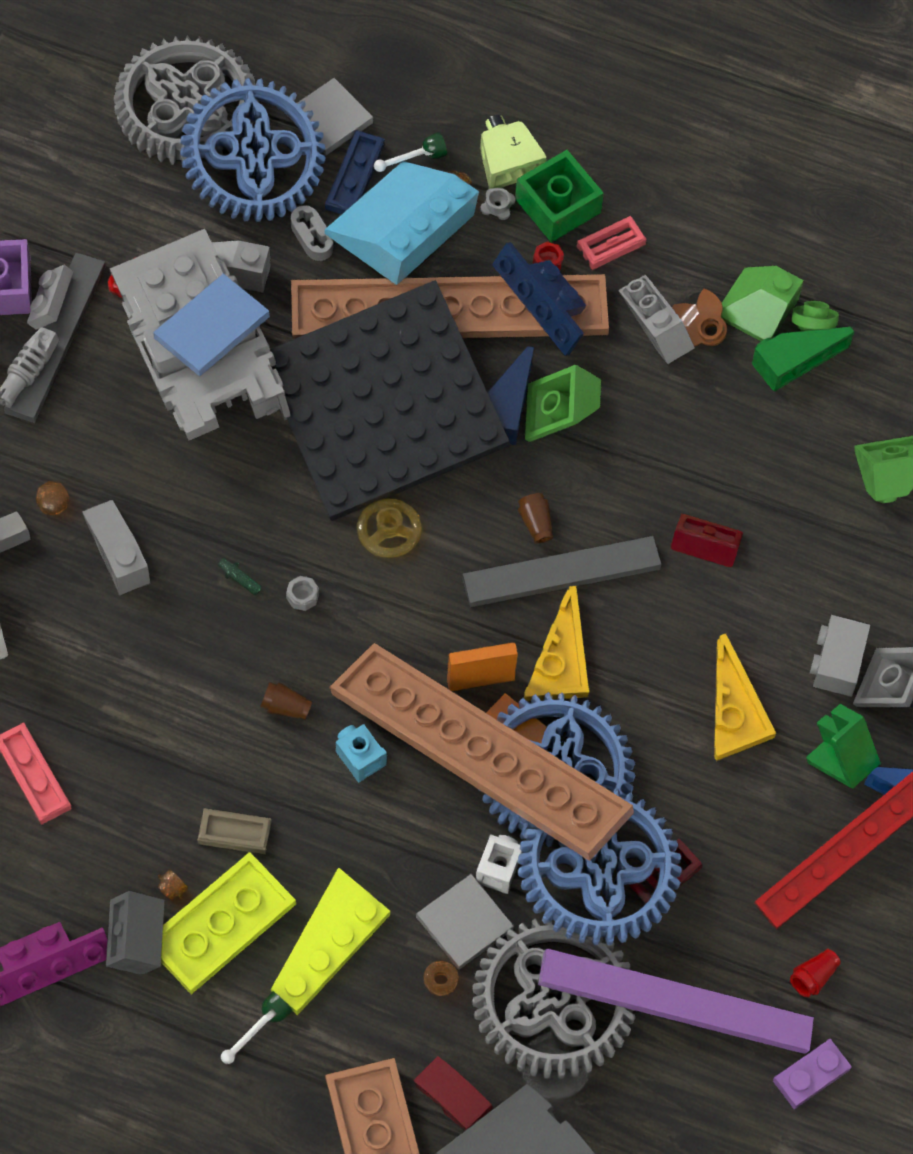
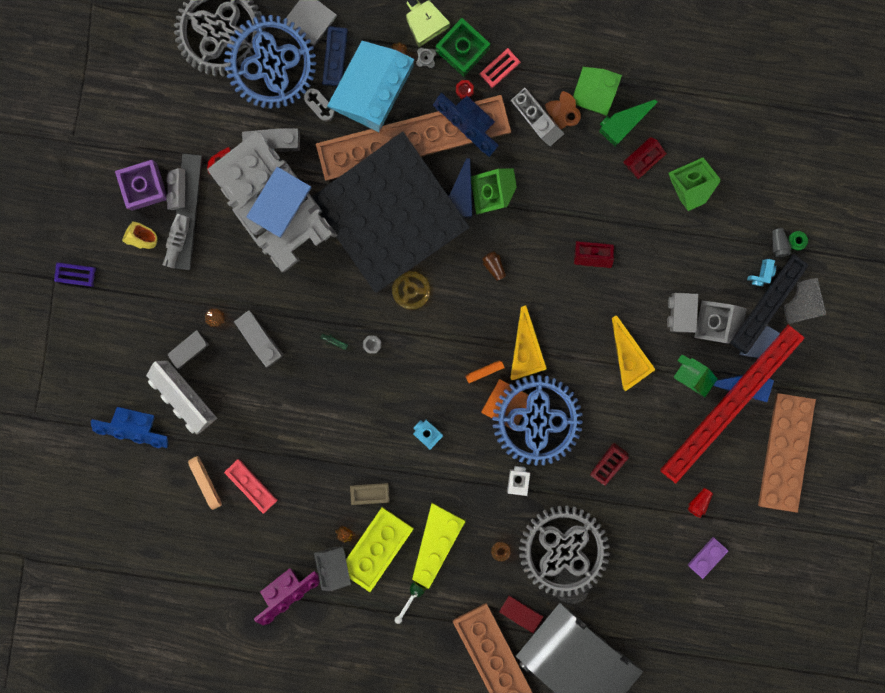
camera: 15 degrees left, 25 degrees up
(285, 702) = (378, 413): reddish brown cone -> none
(432, 147) = (377, 27): hinge -> none
(464, 921) = (506, 516): light grey tile -> none
(483, 751) = (496, 429): nougat plate -> none
(561, 571) = (515, 294): dark grey tile -> none
(593, 881) = (587, 501): medium blue gear -> none
(676, 1001) = (629, 542): medium lavender tile -> none
(814, 316) = (631, 95): bright green plate -> none
(820, 416) = (644, 157): none -> dark red slope

